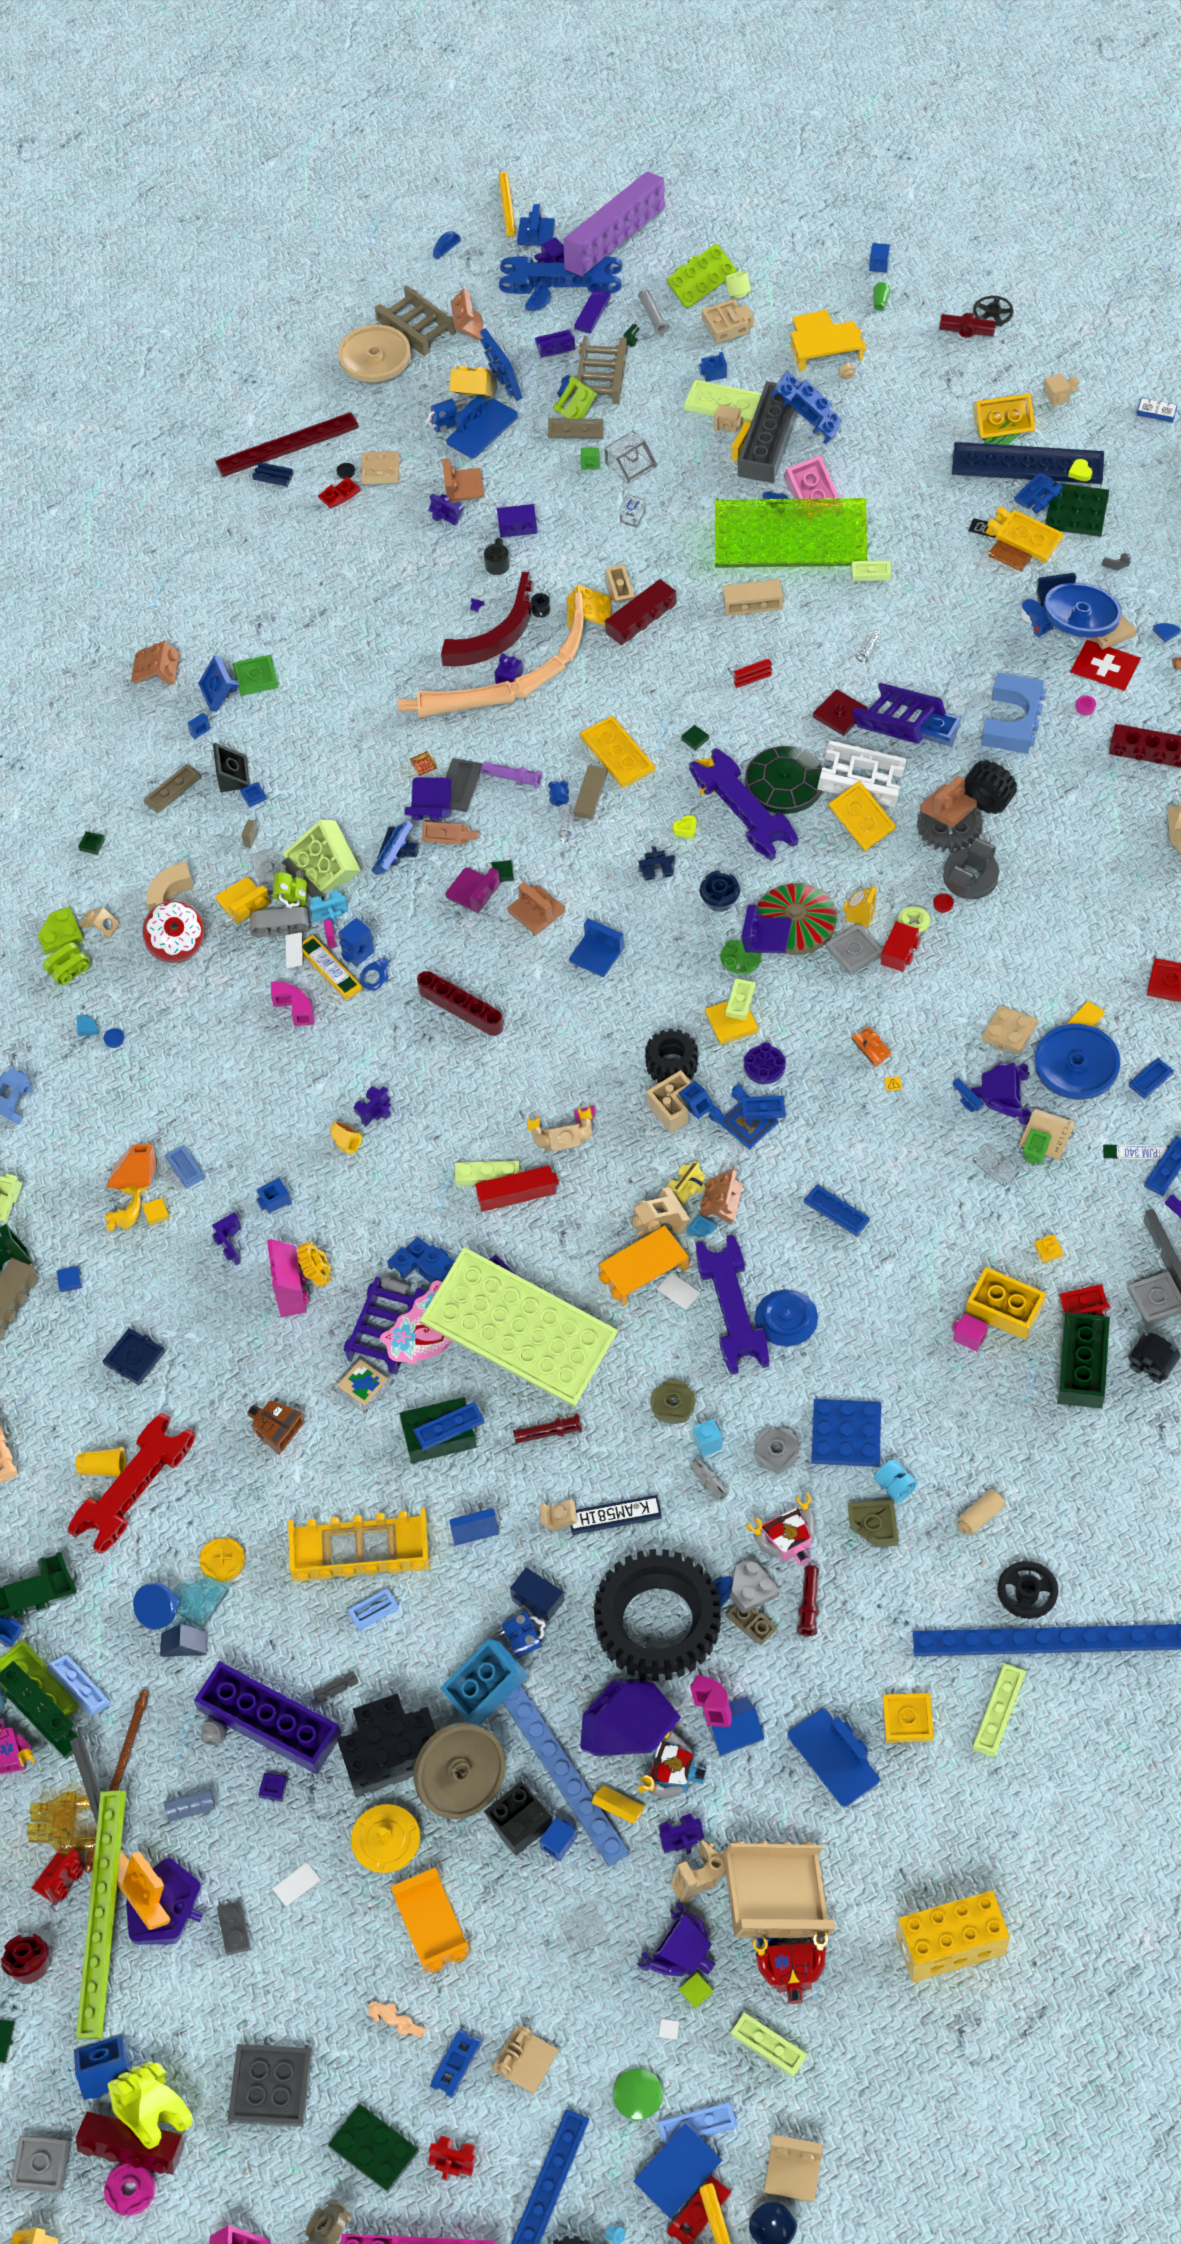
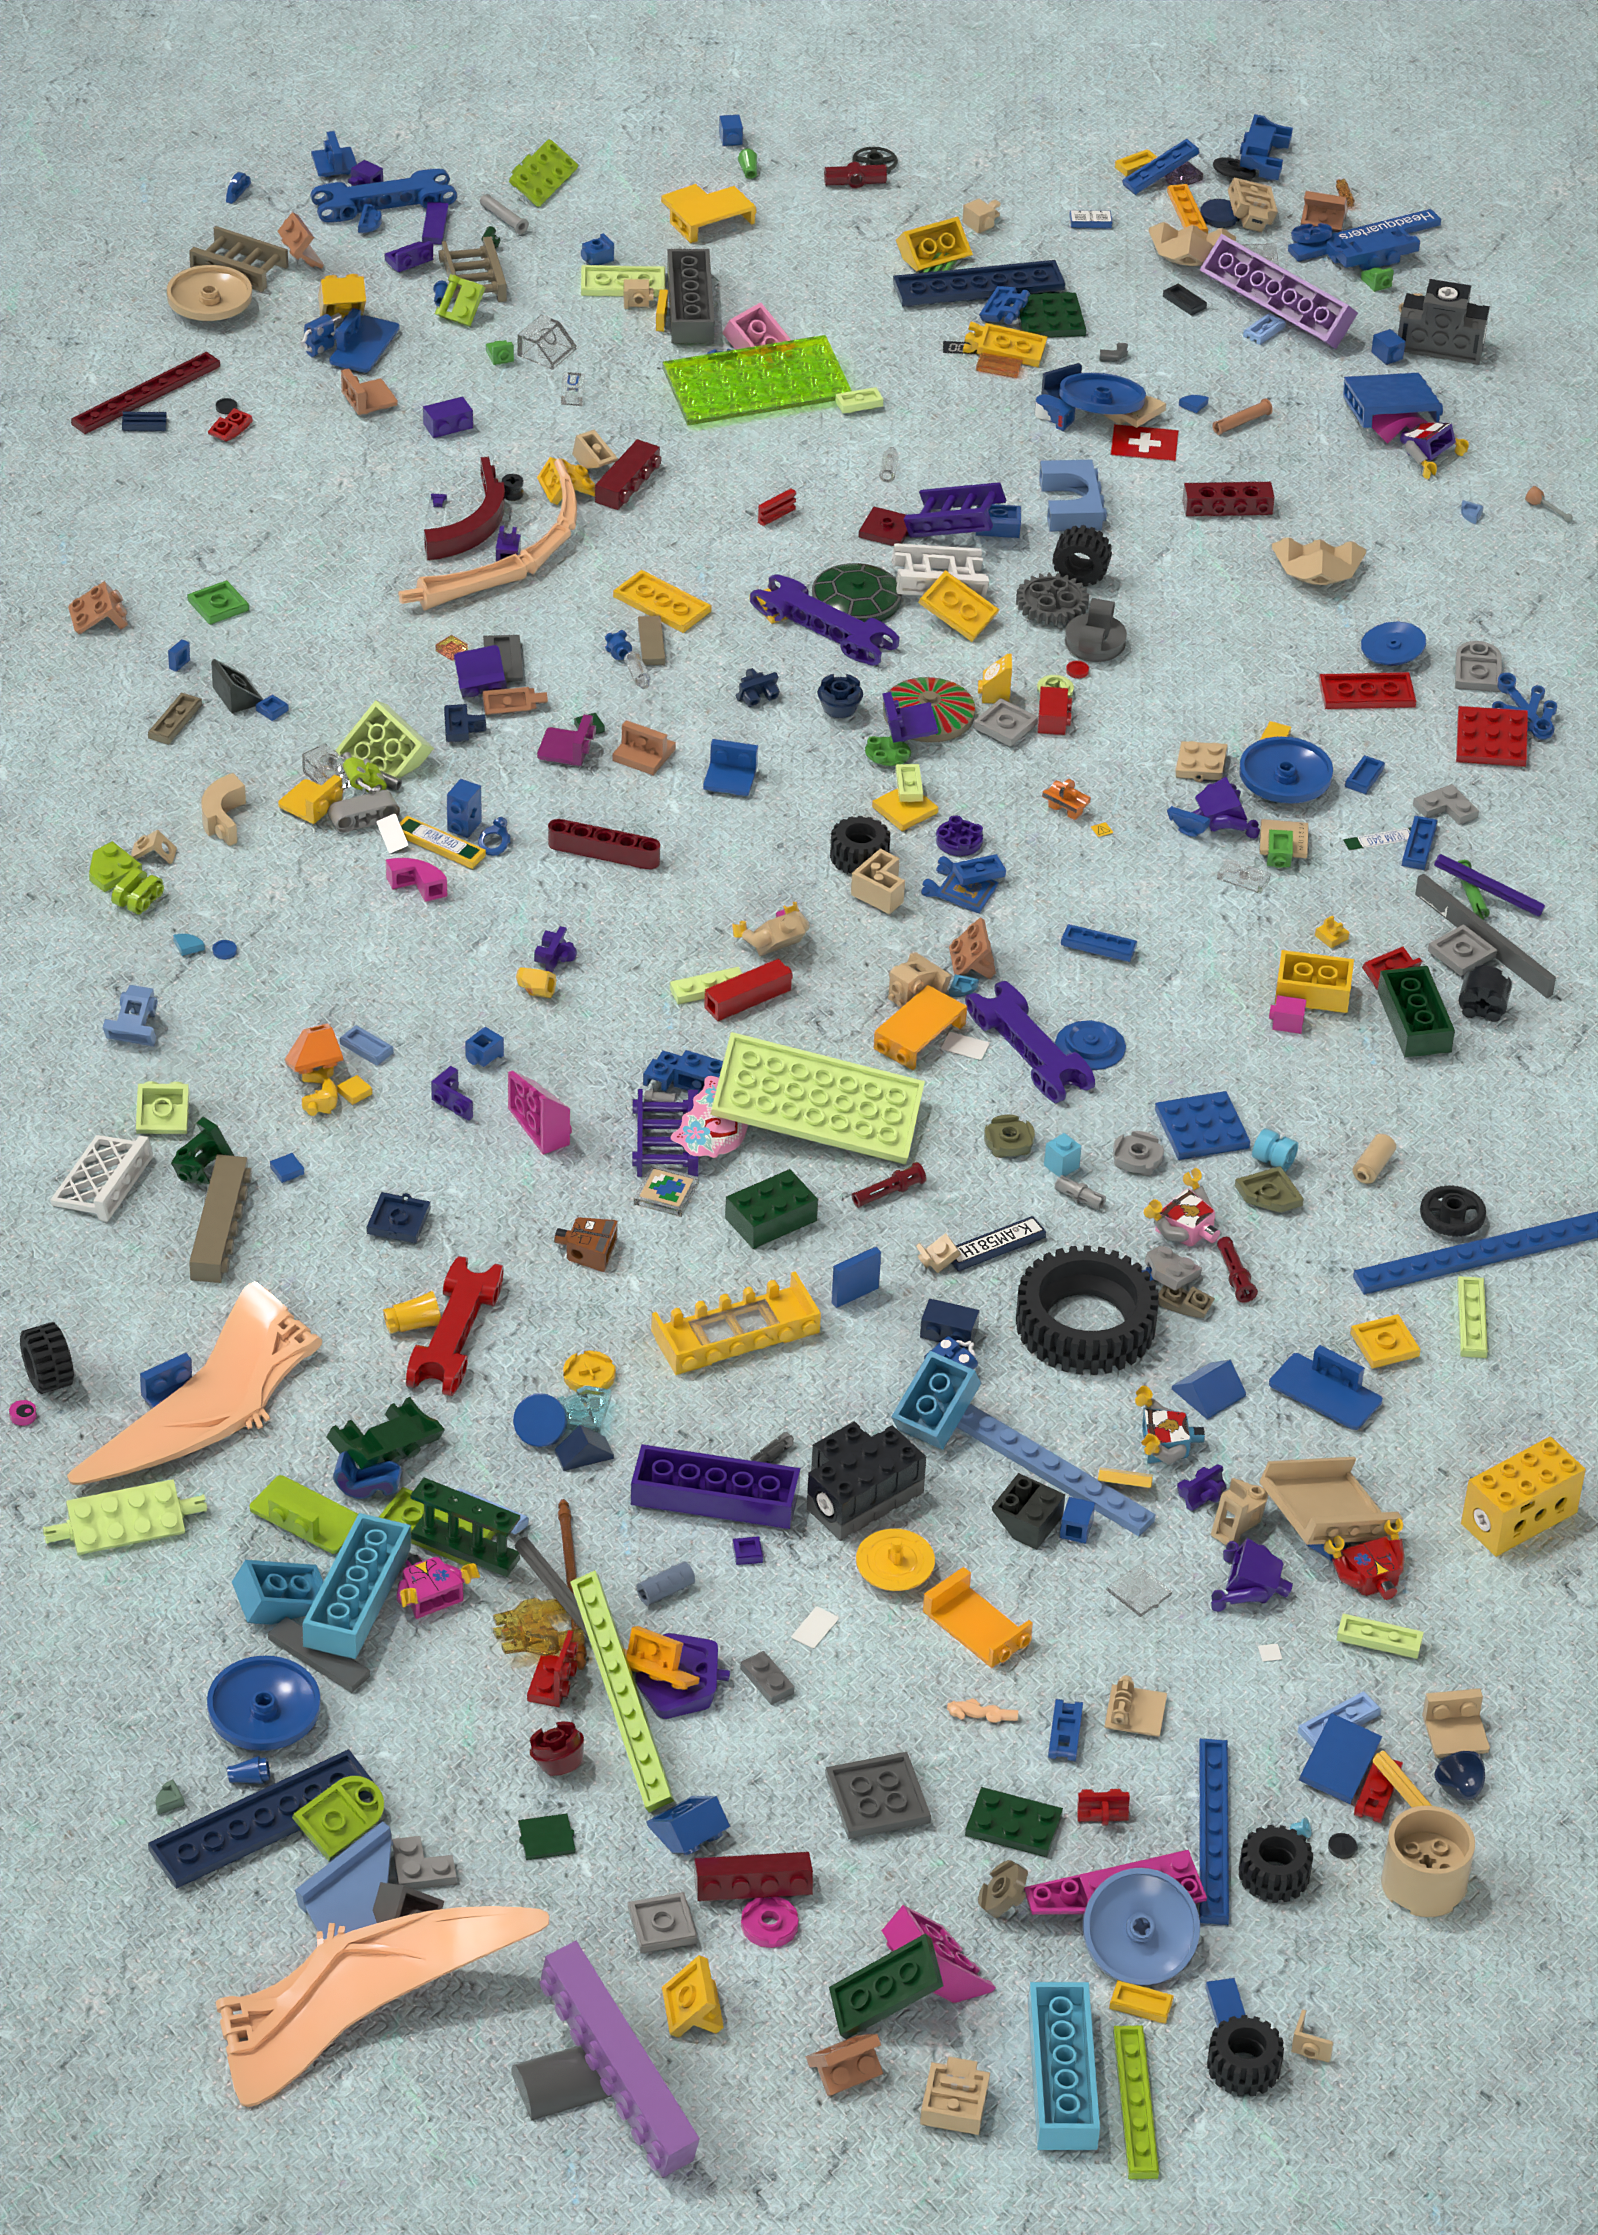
camera: 25 degrees left, 15 degrees down
(91, 843) = (106, 782): dark green tile -> none
(144, 2101) = (740, 1836): neon yellow piece -> none
(170, 944) = (250, 836): cylinder -> none
(212, 1732) = (659, 1516): light grey piece -> none
(216, 683) = (182, 611): blue tile -> none
(249, 833) = (288, 739): dark tan tile -> none
(314, 1264) = (565, 1090): yellow gear -> none
(328, 909) = (413, 789): medium azure hips -> none
(329, 933) = (426, 810): dark pink tile -> none
(378, 1615) = (781, 1380): light blue tile -> none
(380, 467) = (265, 396): tan slope -> none
(394, 844) = (462, 719): plate -> none
(443, 509) = (360, 419): dark purple hips -> none
(448, 1426) = (788, 1192): blue tile -> none
(459, 1770) = (951, 1474): dark tan dish -> none
(496, 558) = (442, 454): pearl dark grey piece -> none
(500, 364) = (375, 274): blue plate -> none
(507, 204) = (288, 142): yellow axle -> none
(519, 775) = (568, 638): medium lavender pin -> none
(575, 428) = (471, 327): dark tan tile -> none
(614, 223) = (428, 135): medium lavender brick -> none
(627, 1719) = (1102, 1395): dark purple wedge -> none
(637, 2094) = (1266, 1710): bright green dish -> none
(685, 827) = (770, 652): neon yellow tile -> none
(690, 1182) = (932, 946): light yellow hips -> none
(695, 737) = (741, 574): dark green tile -> none
(696, 1099) = (909, 868): blue brick -> none
(696, 1991) = (1283, 1612): lime tile -> none
(714, 1699) = (1182, 1360): dark pink brick -> none
(727, 320) = (591, 208): tan piece -> none
(737, 284) = (588, 173): yellowish green piece -> none
(752, 597) = (743, 442): tan brick -> none
(809, 404) = (725, 260): blue bracket -> none
(846, 371) = (744, 233): tan plate -> none
(949, 803) = (1047, 575): nougat bracket -> none
(1080, 470) = (1040, 279): neon yellow tile -> none
(1085, 705) = (1141, 478): dark pink tile -> none

